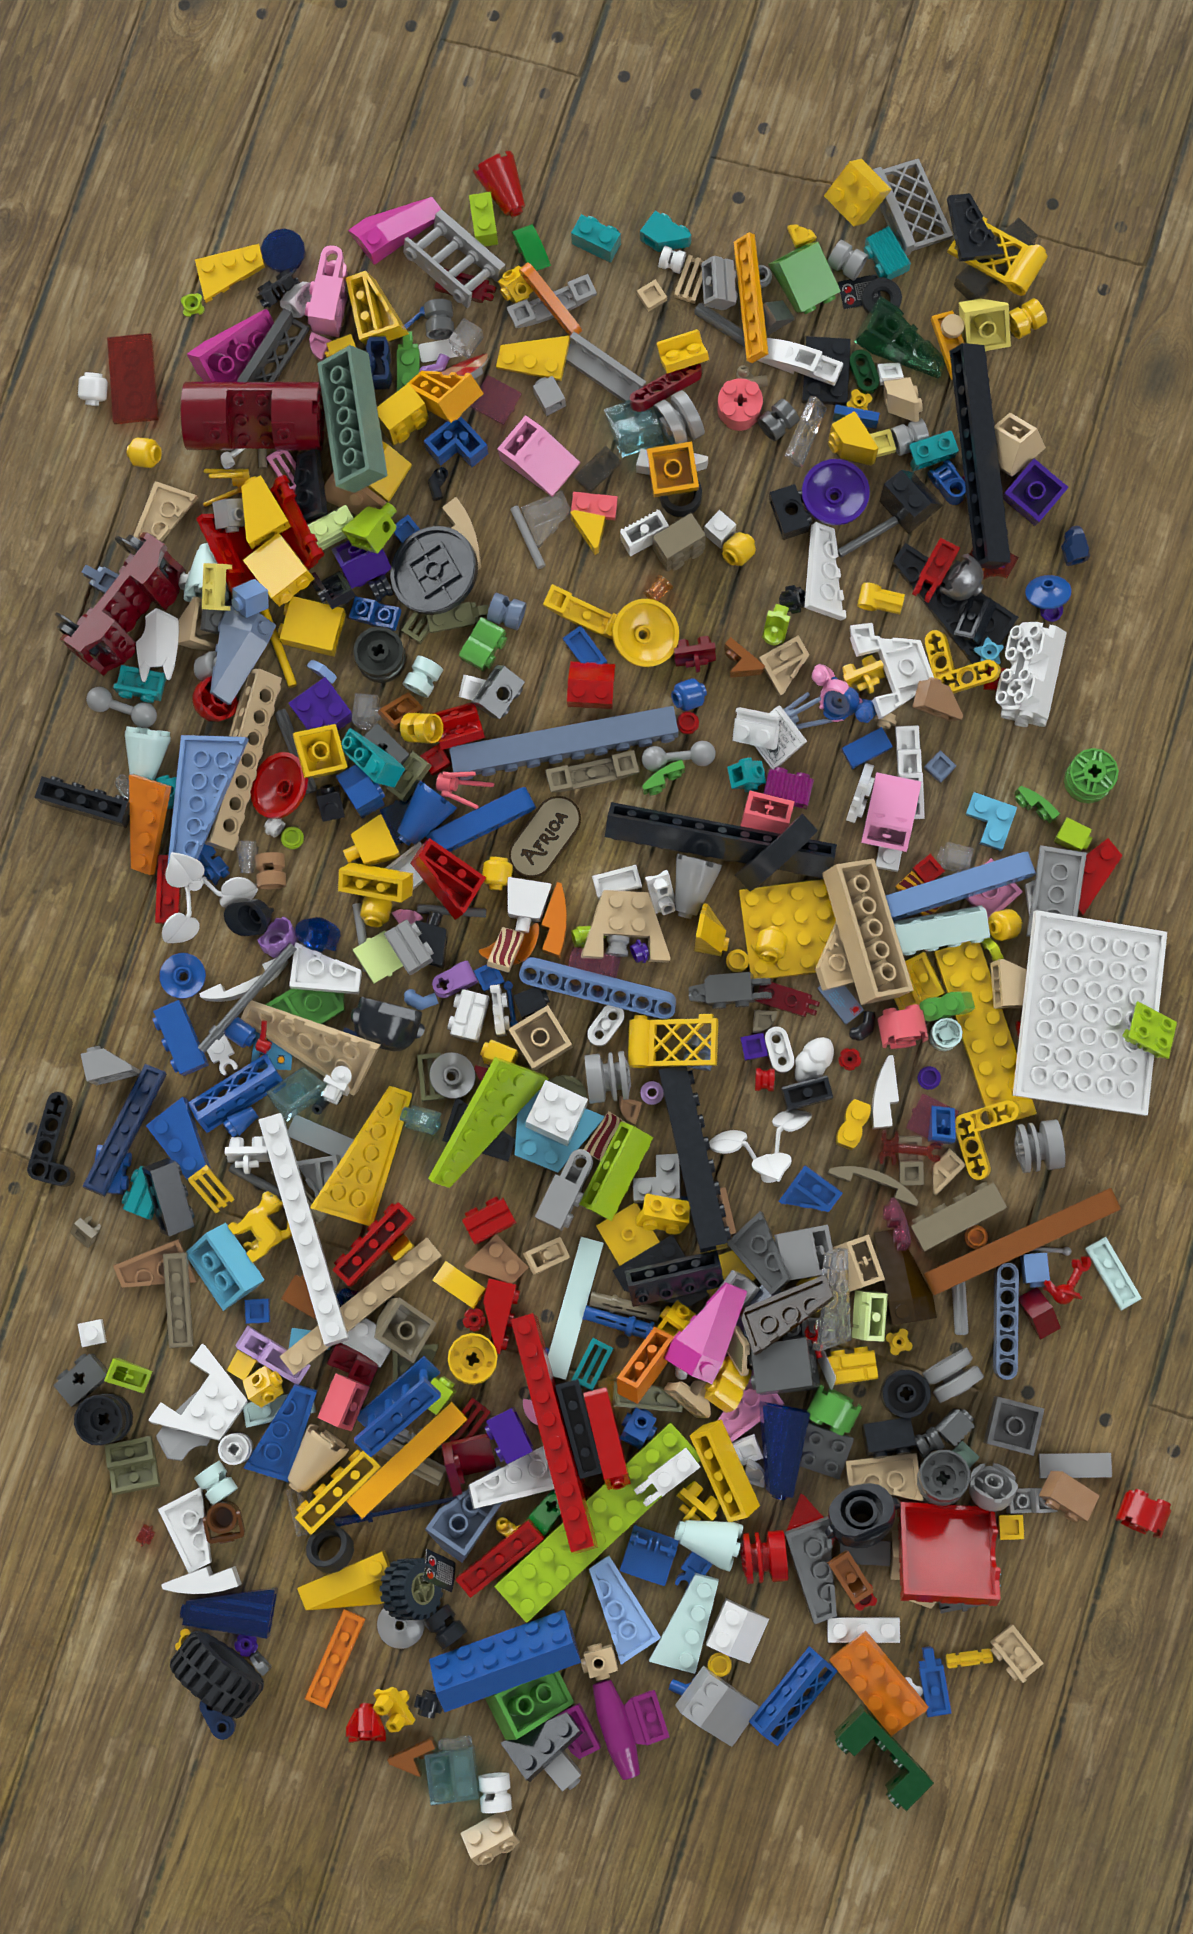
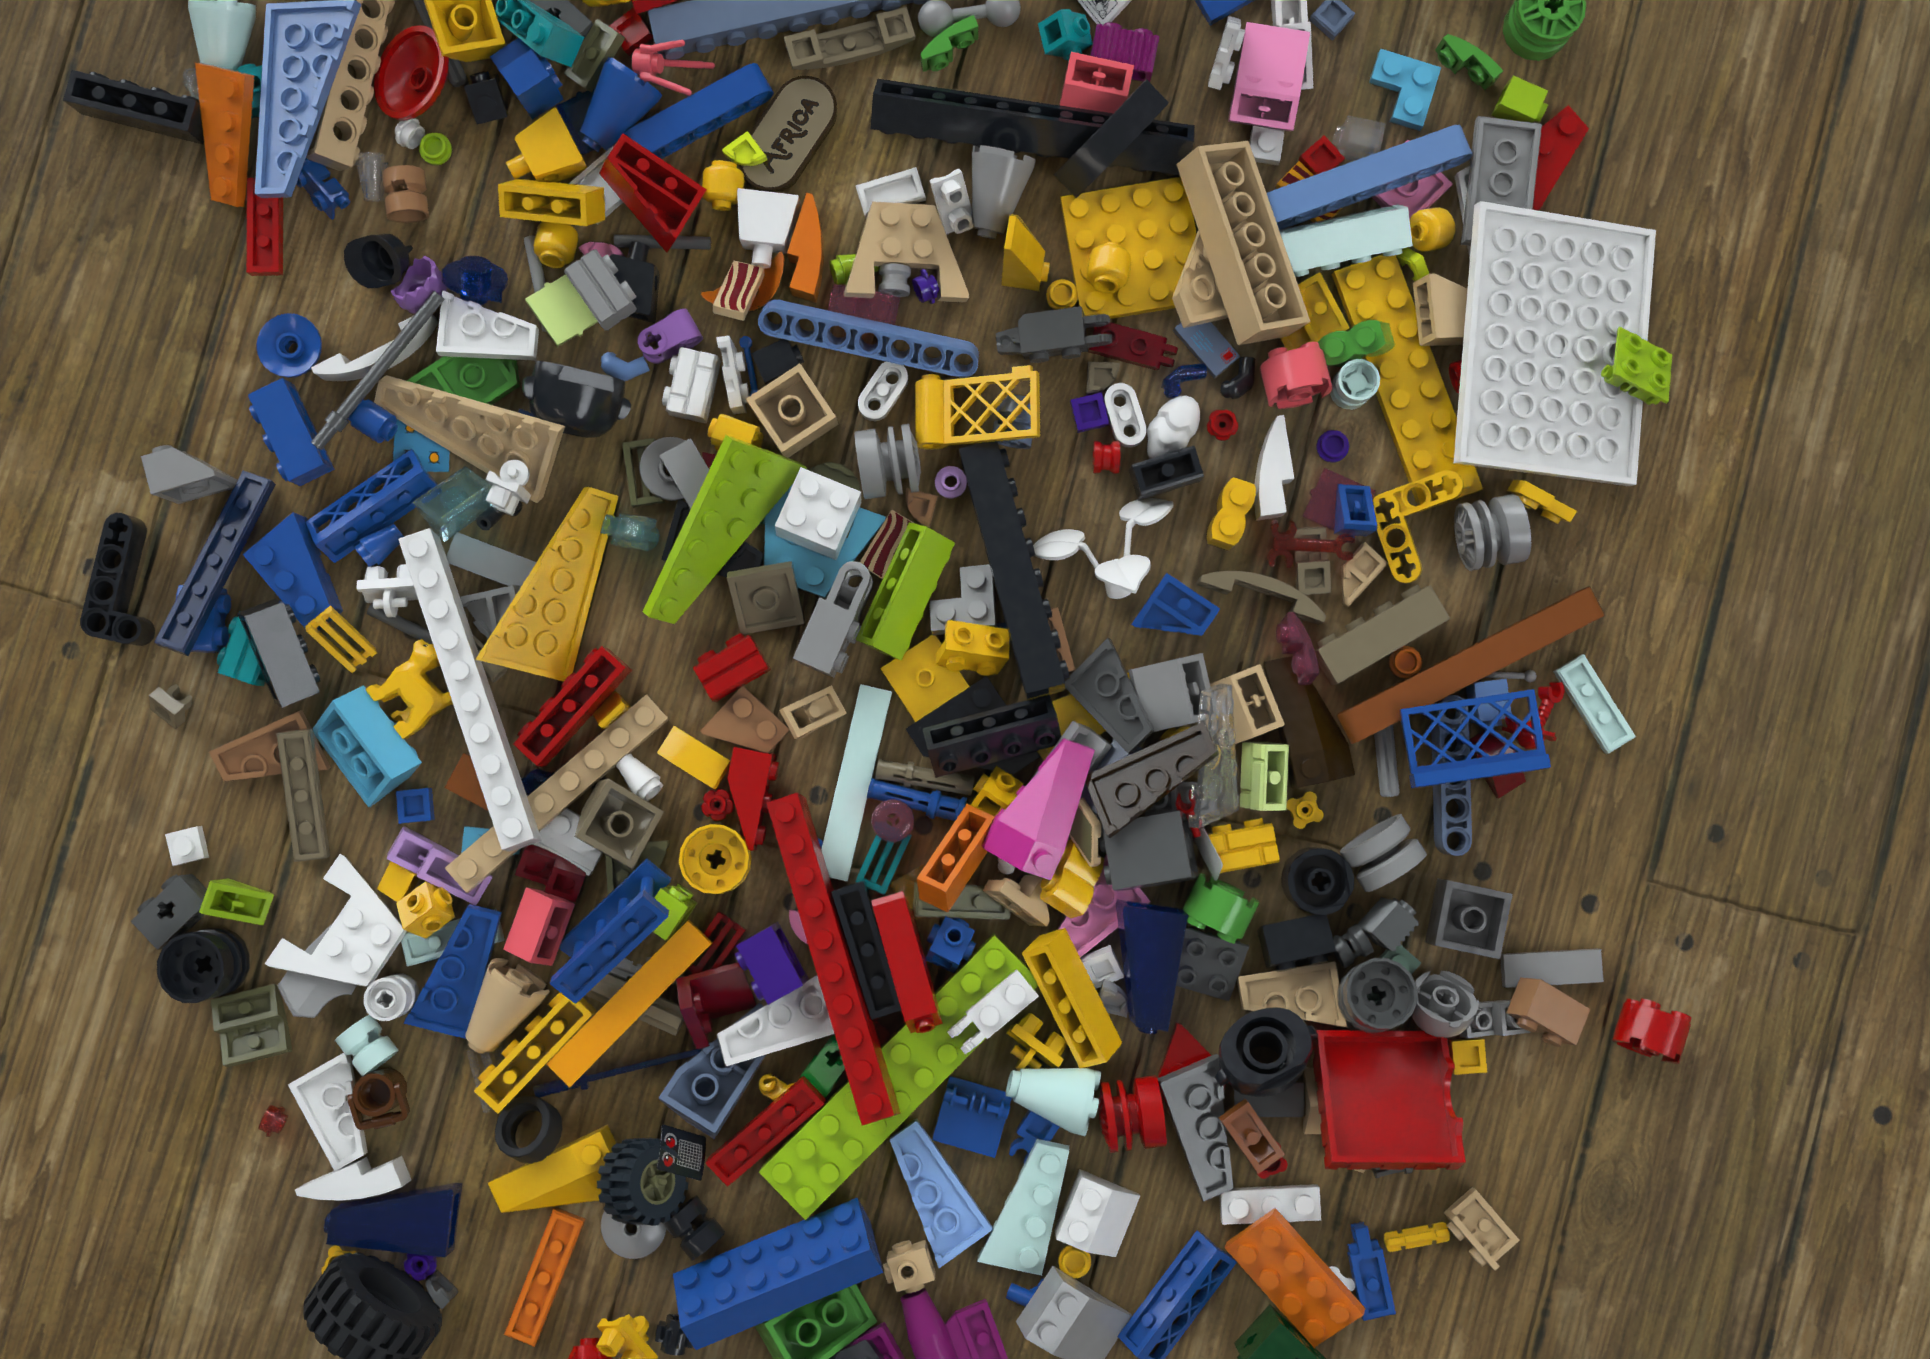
camera: 10 degrees left, 5 degrees up
(188, 873) = (275, 190): white plant -> none
(221, 1051) = (348, 448): white plate -> none
(262, 1044) = (404, 436): red hand -> none
(419, 1297) = (639, 777): none -> white cone
(464, 1079) = (686, 469): none -> light grey hinge
(488, 976) = (716, 326): blue plate -> none
(514, 849) = (744, 151): none -> neon yellow tile
(516, 1171) = (765, 597): none -> dark tan plate
(600, 1345) = (895, 832): none -> clear pink head
(820, 1022) = (1181, 374): none -> clear blue arm
(1020, 1316) = (1481, 767): none -> blue fence
(1071, 1122) = (1537, 498): none -> yellow plate

